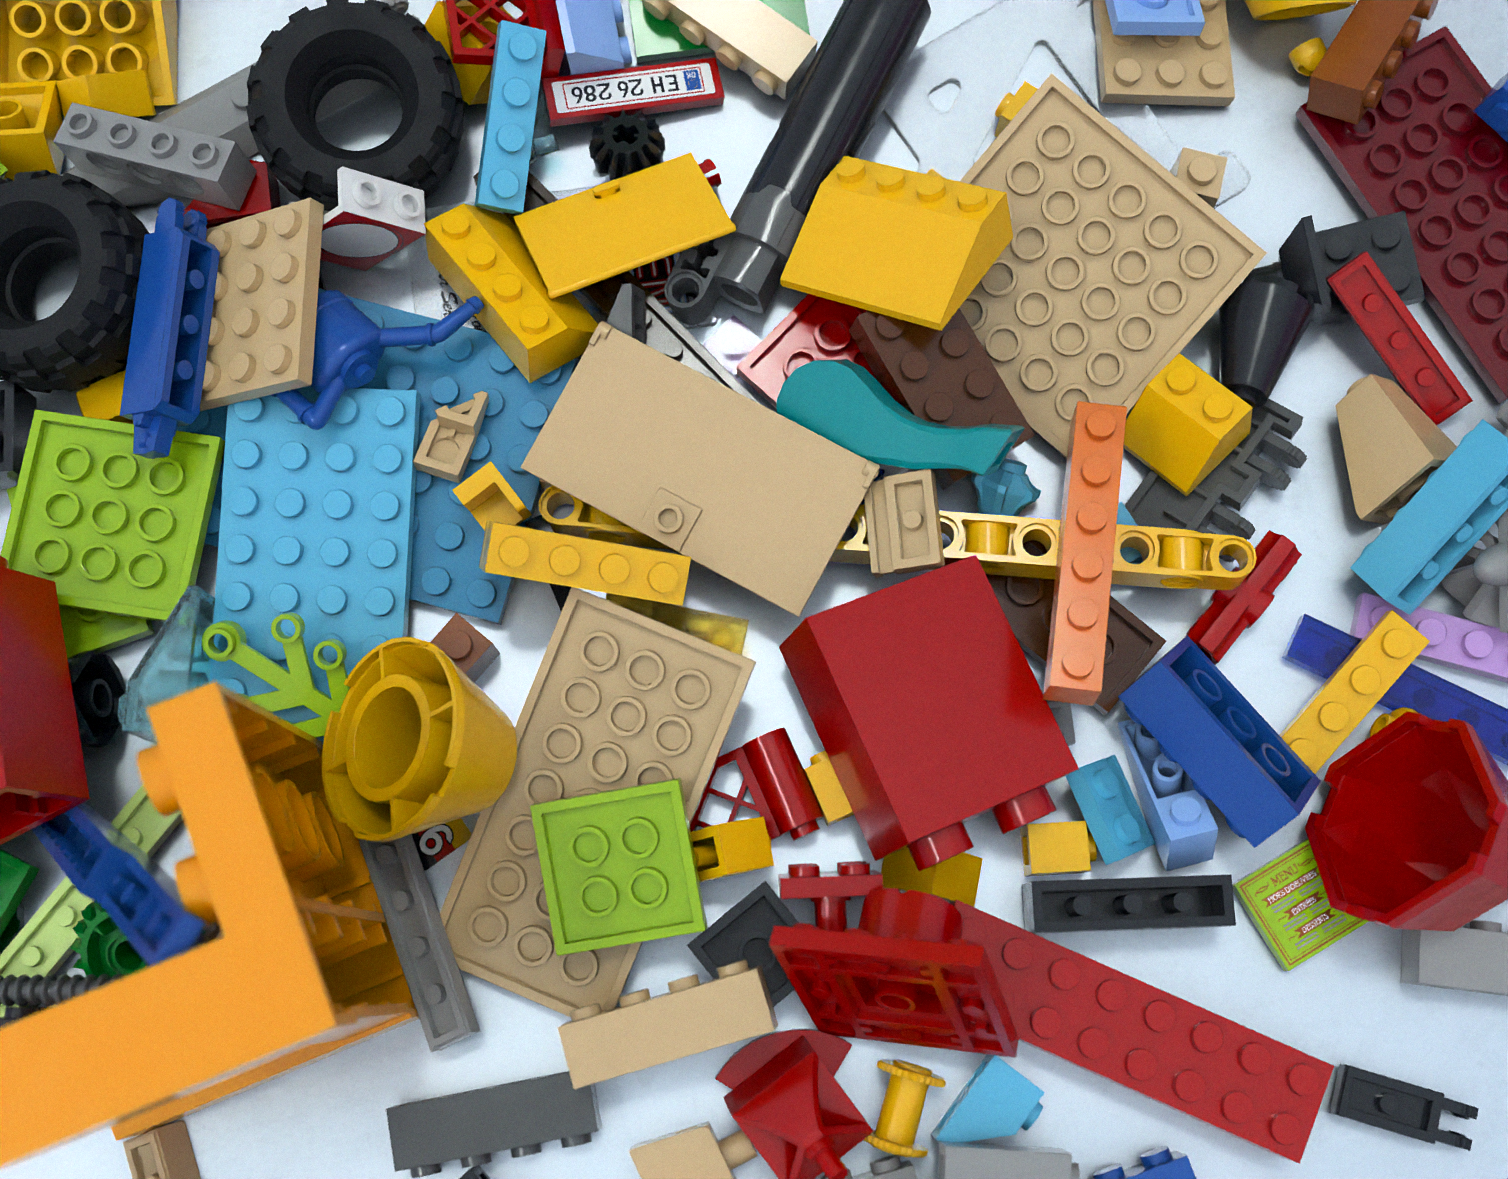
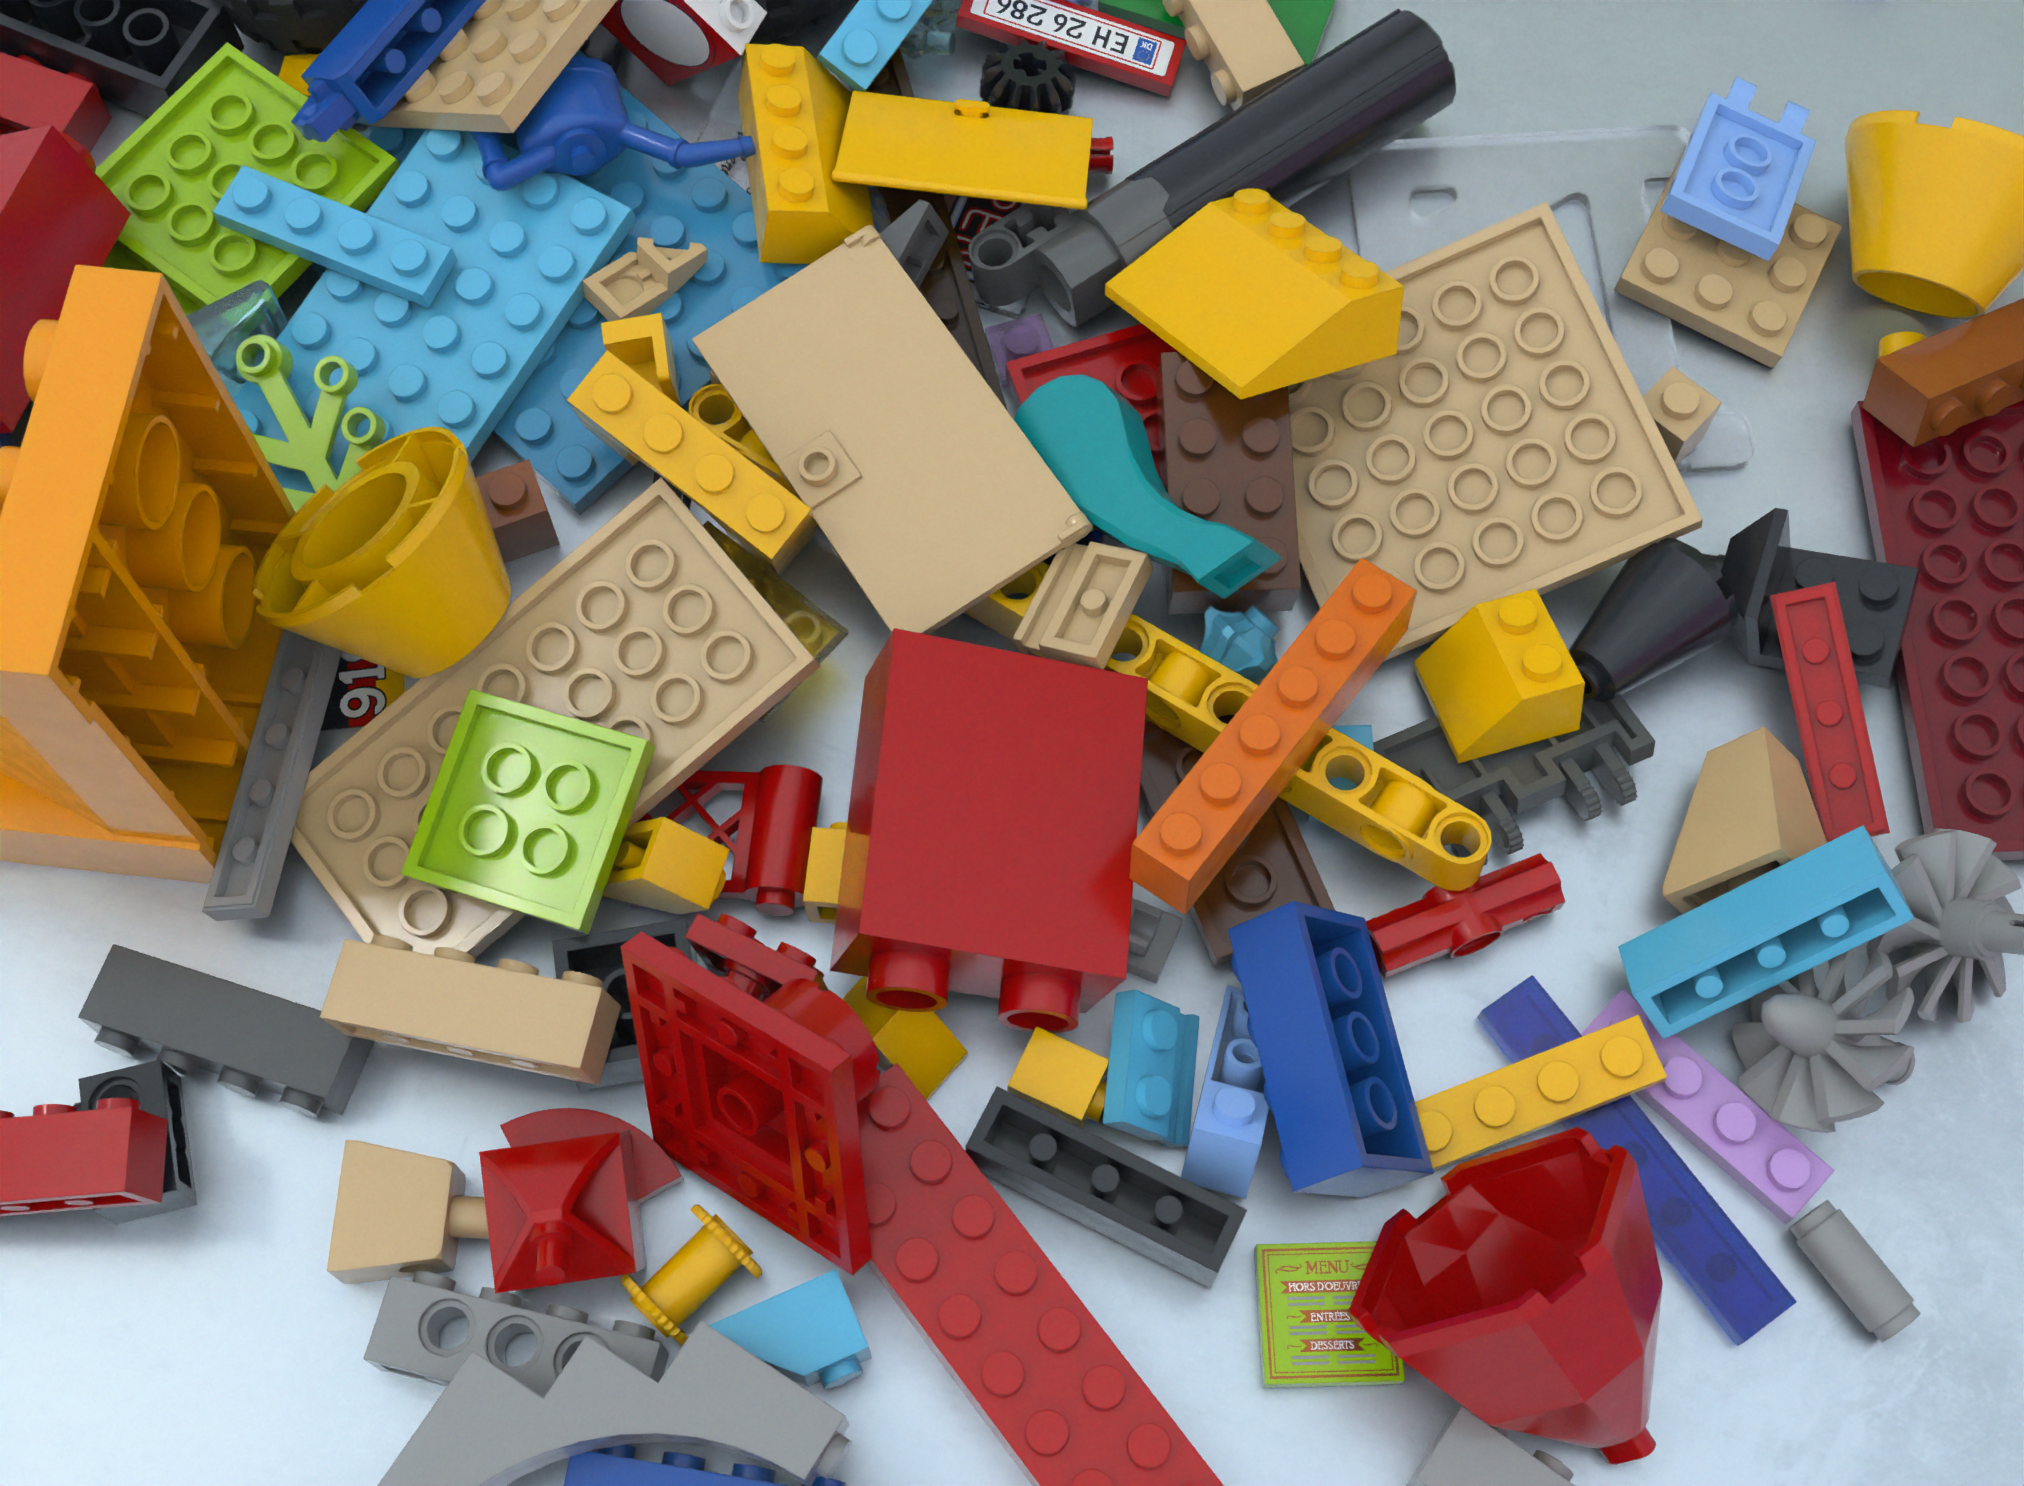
camera: 30 degrees right, 10 degrees down
(214, 520) = (335, 236): none -> medium azure plate

